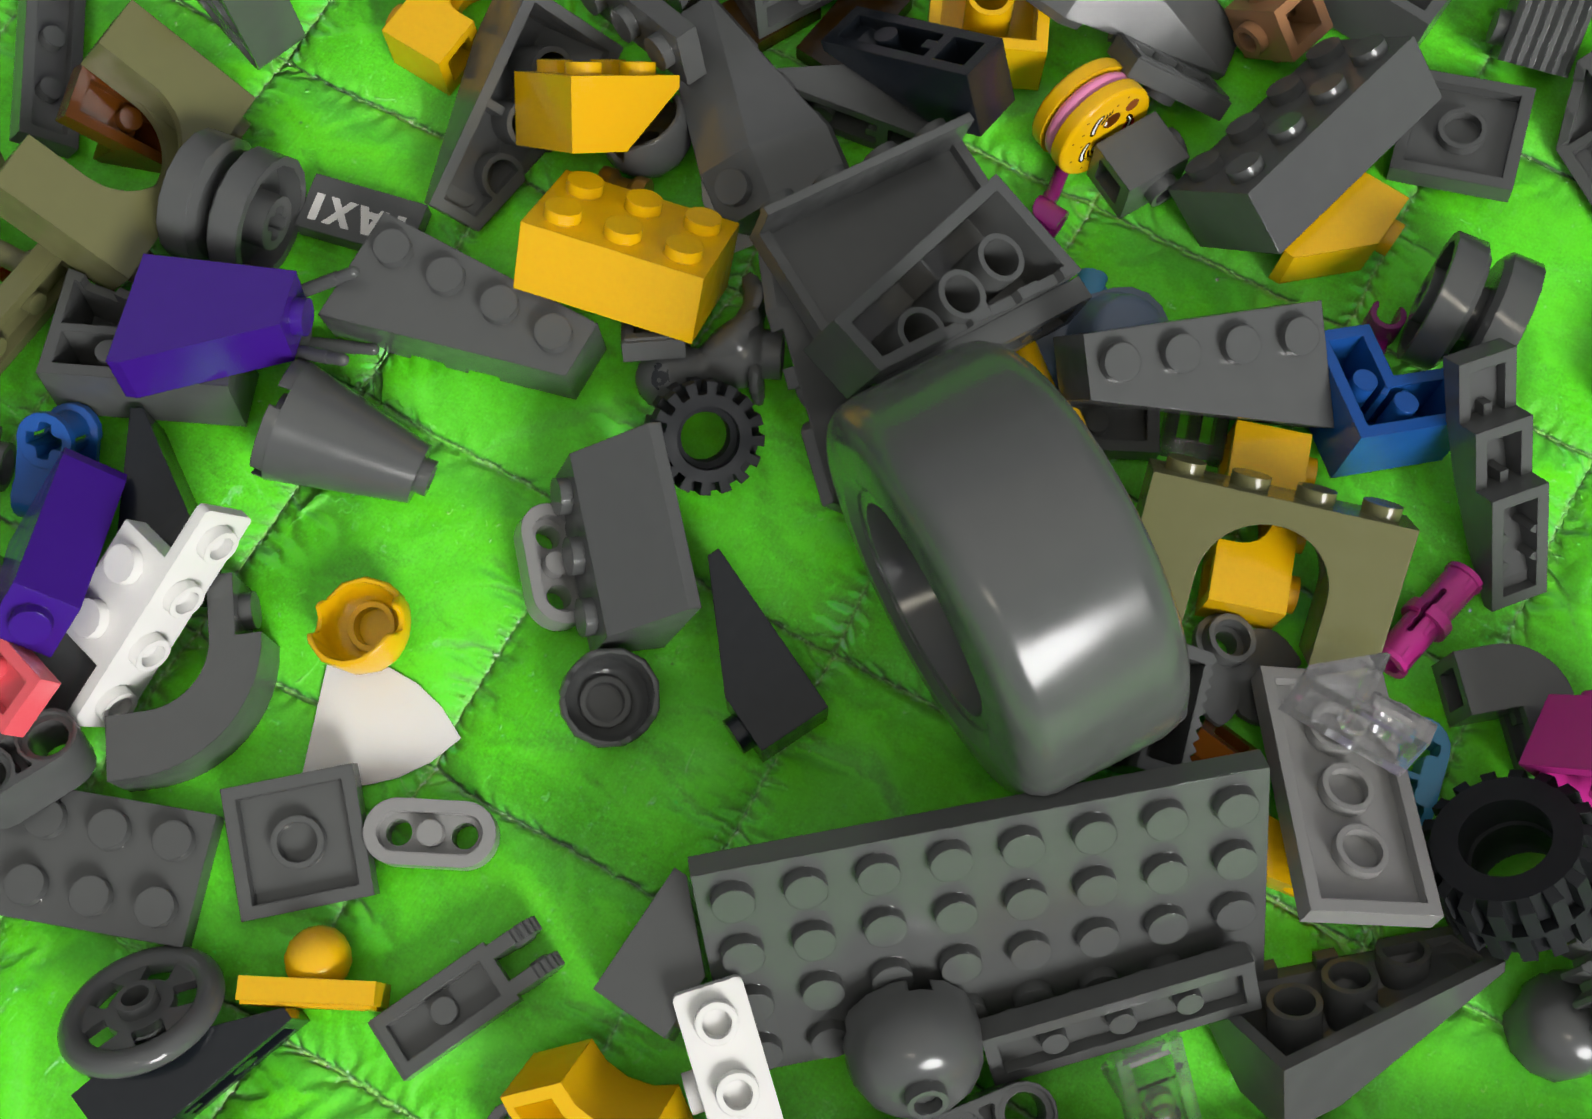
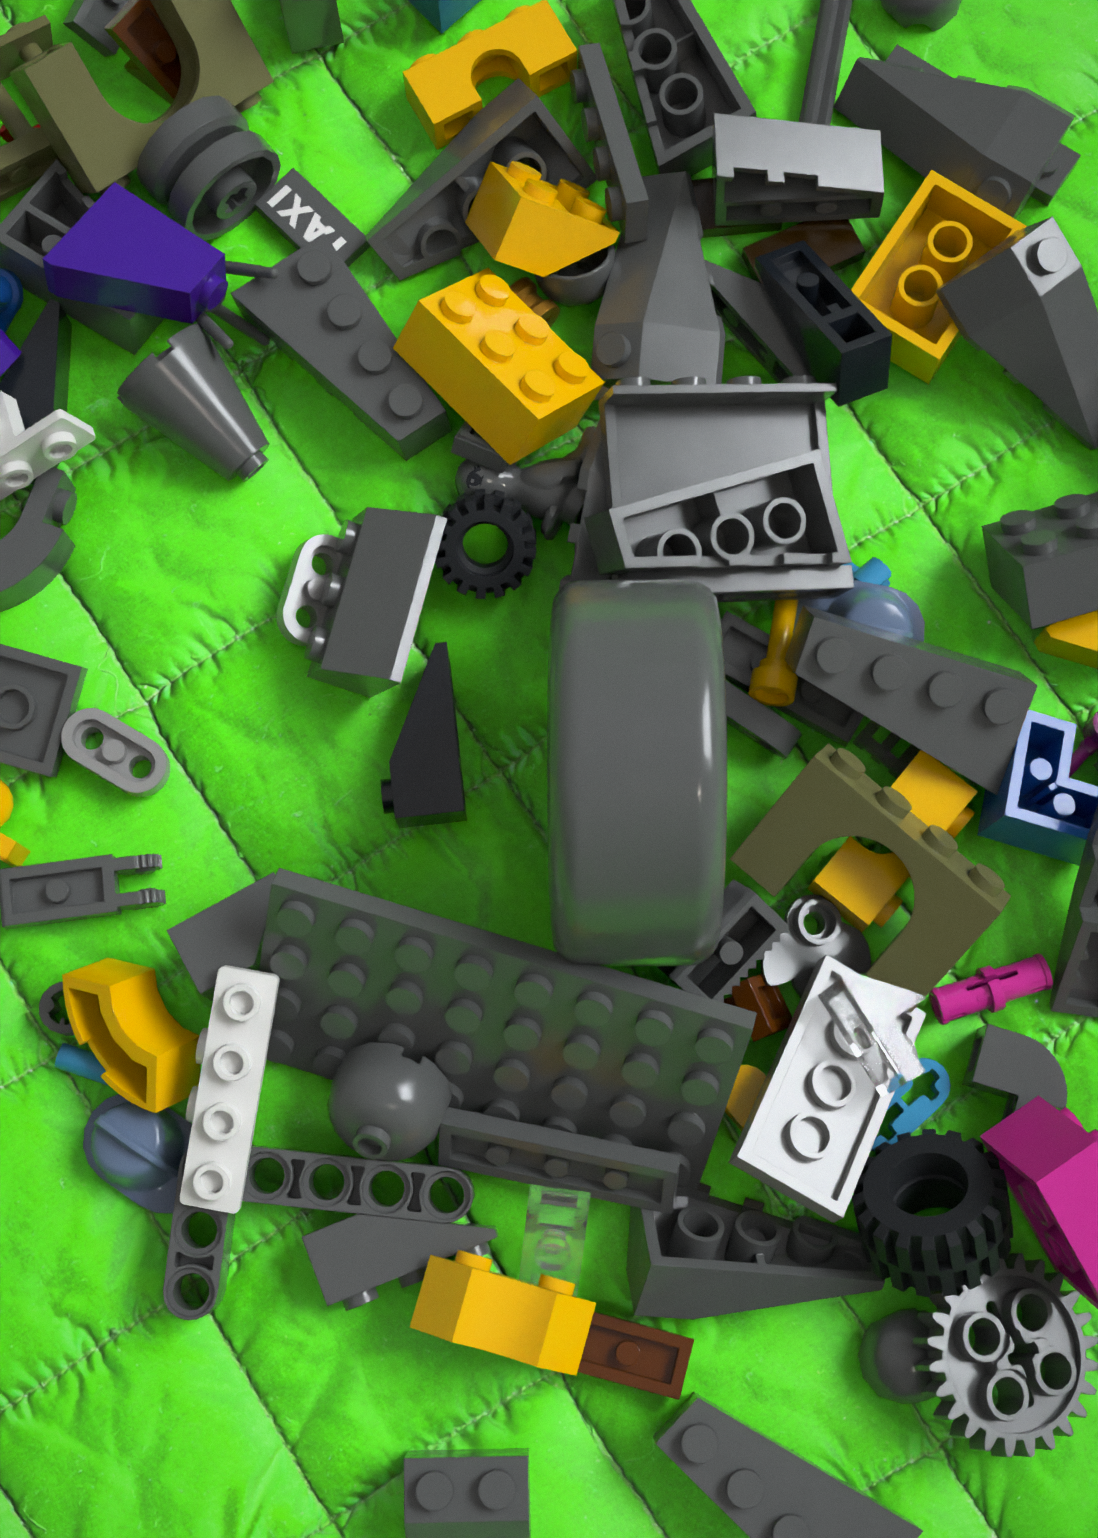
camera: 30 degrees right, 5 degrees up
(361, 626) = (142, 563): yellow hair -> none
(377, 722) = (118, 643): white sticker -> none
(609, 697) = (302, 716): dark grey hair -> none
(1045, 207) = (872, 496): magenta hand -> none
(1086, 110) = (951, 430): yellow head -> none
(1138, 165) = (973, 491): dark grey brick -> none
(1168, 78) = (1037, 429): dark grey plate -> none

